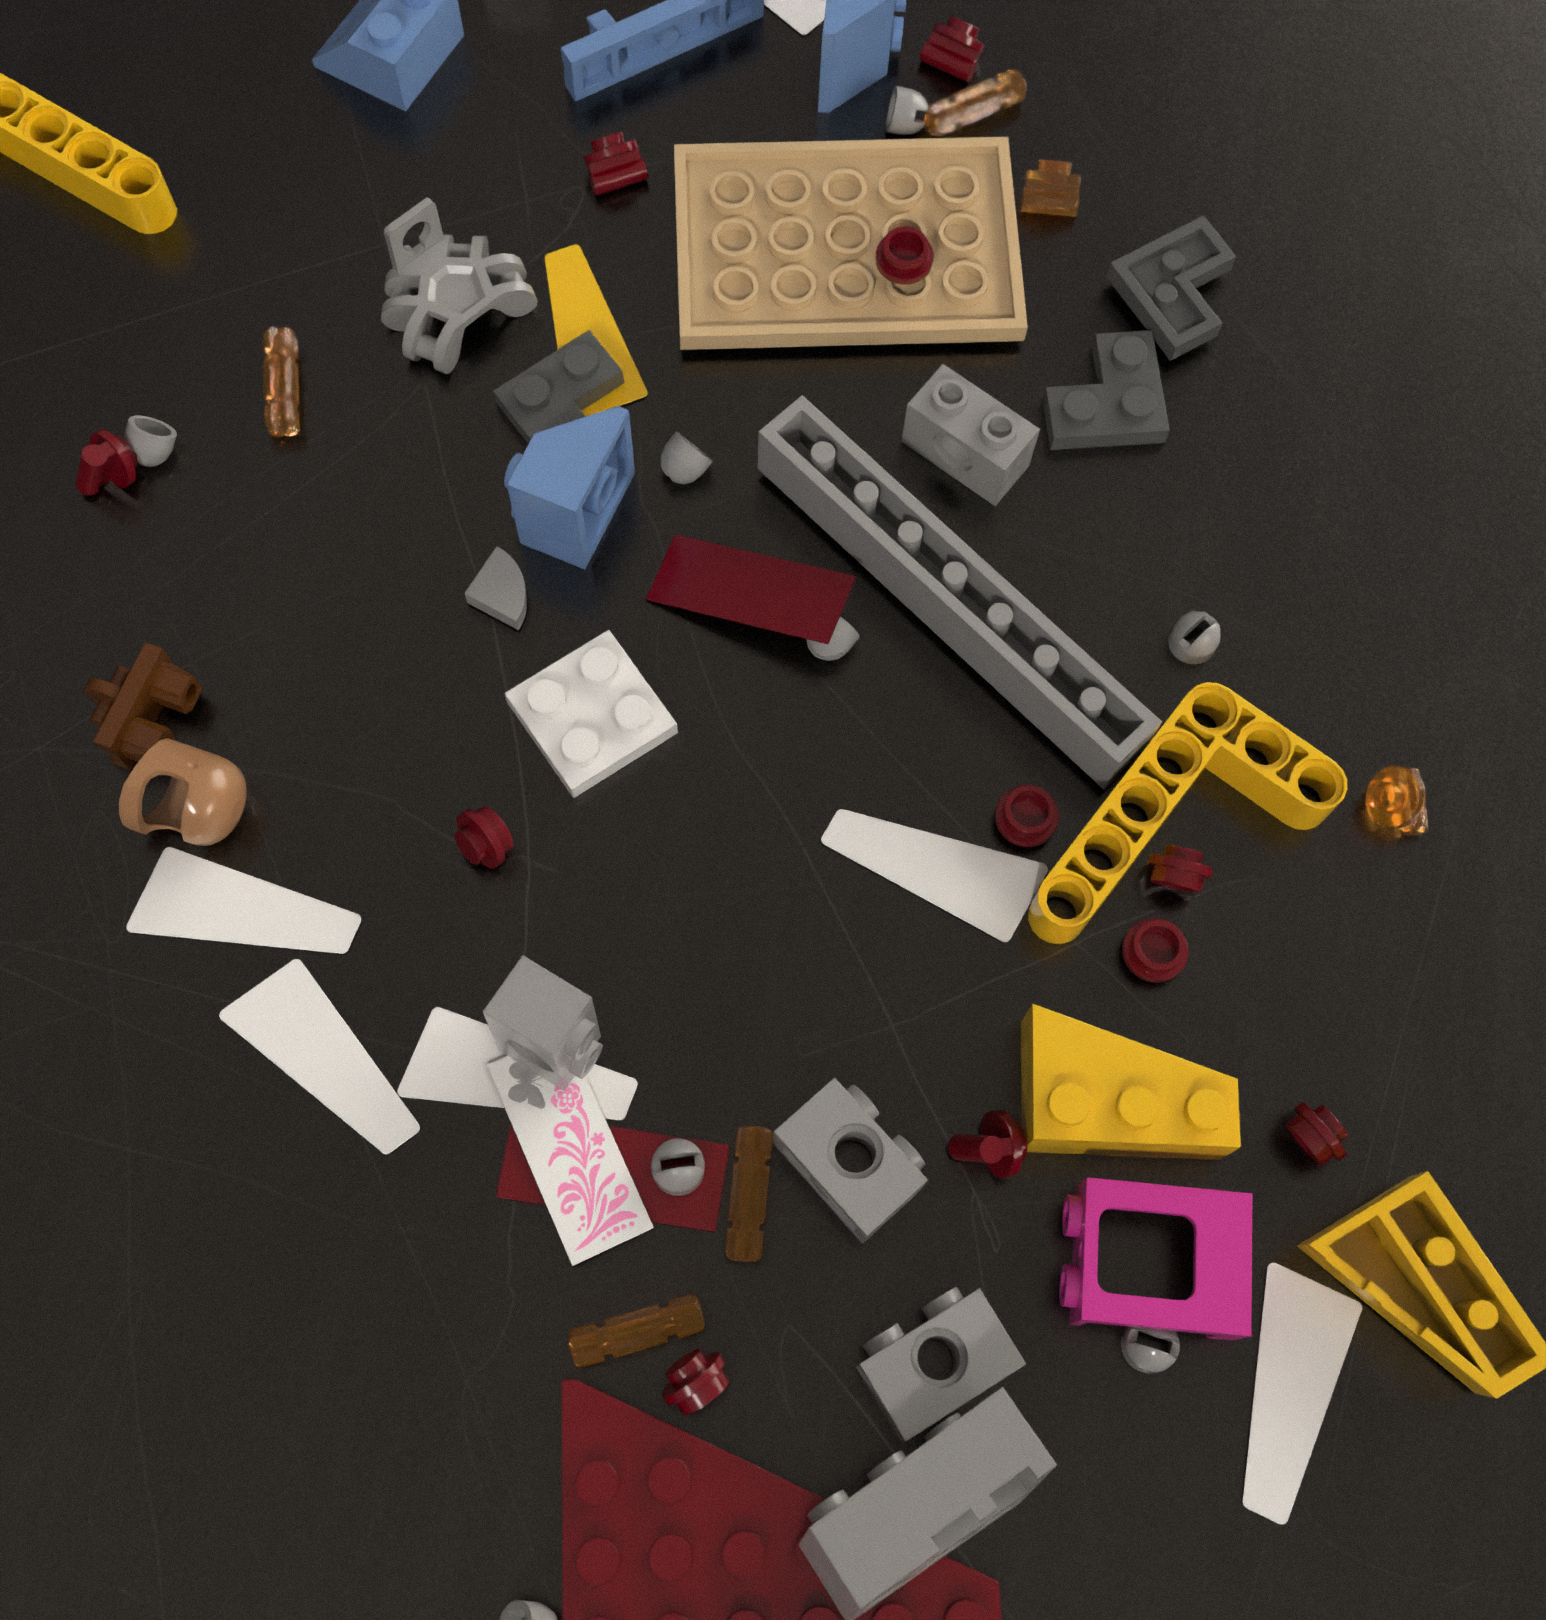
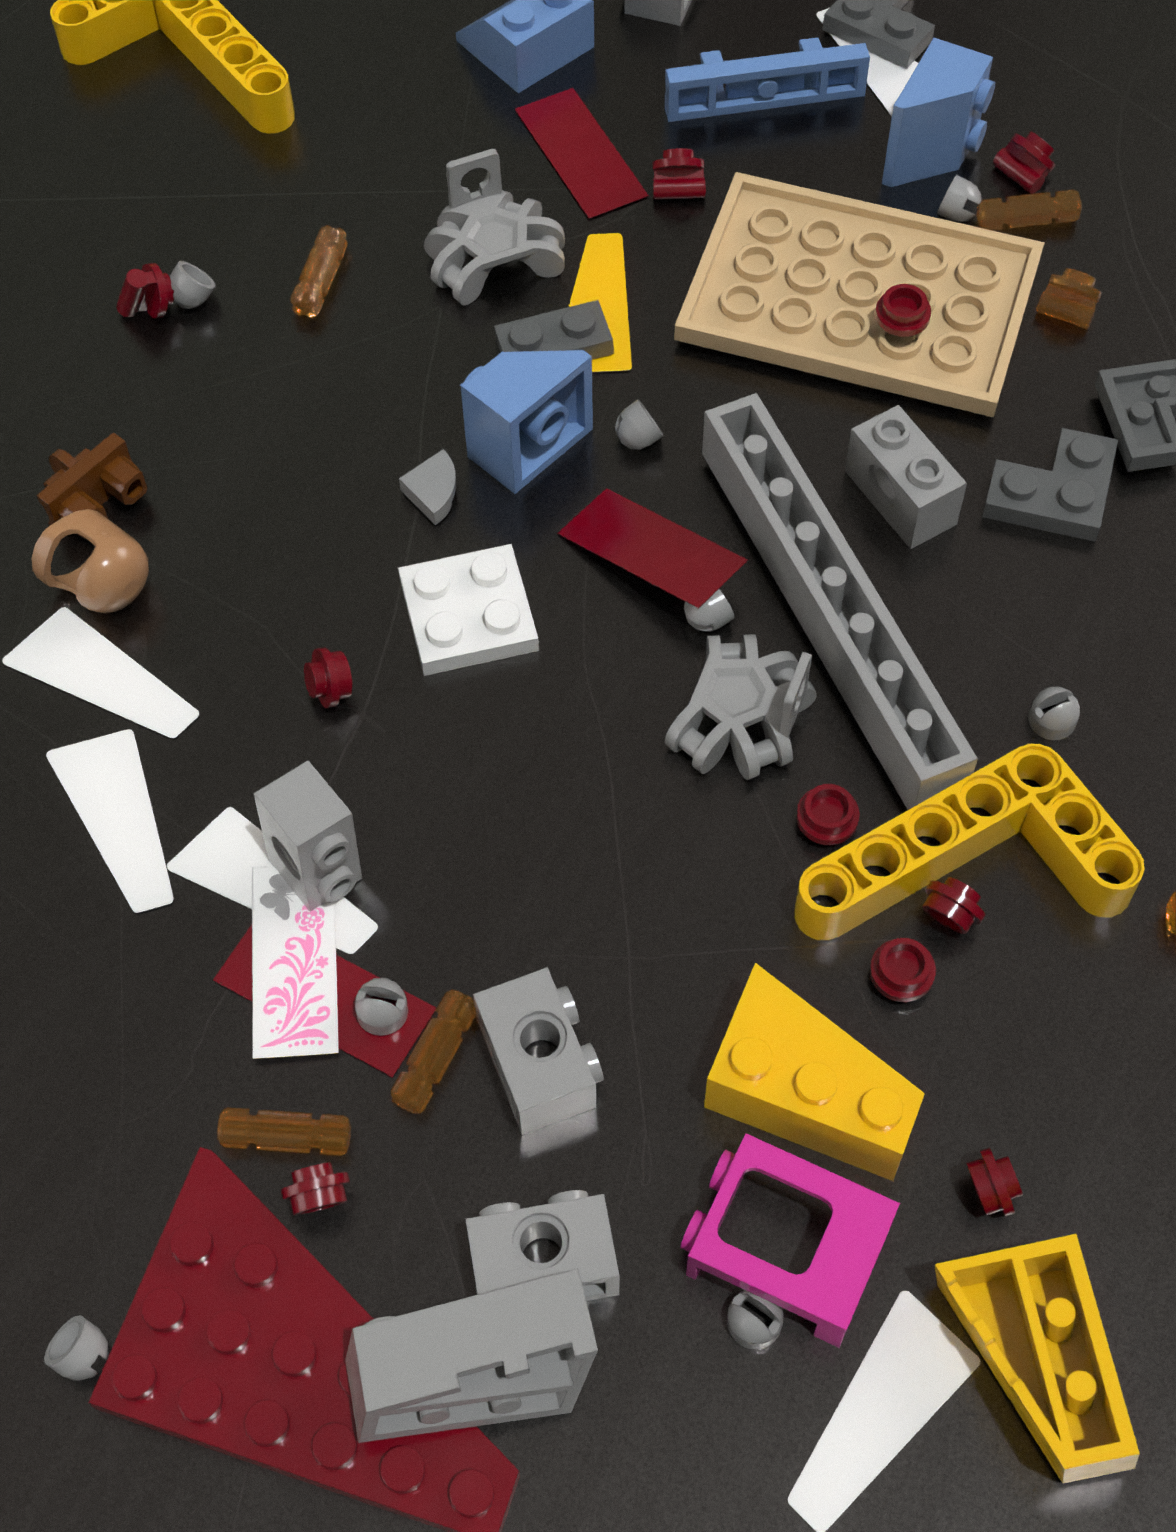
camera: 25 degrees right, 10 degrees down
(499, 162) = (581, 153): none -> dark red sticker
(900, 720) = (736, 693): none -> light grey piece
(957, 876) = (741, 849): white sticker -> none
(999, 1145) = (682, 1084): dark red plate -> none

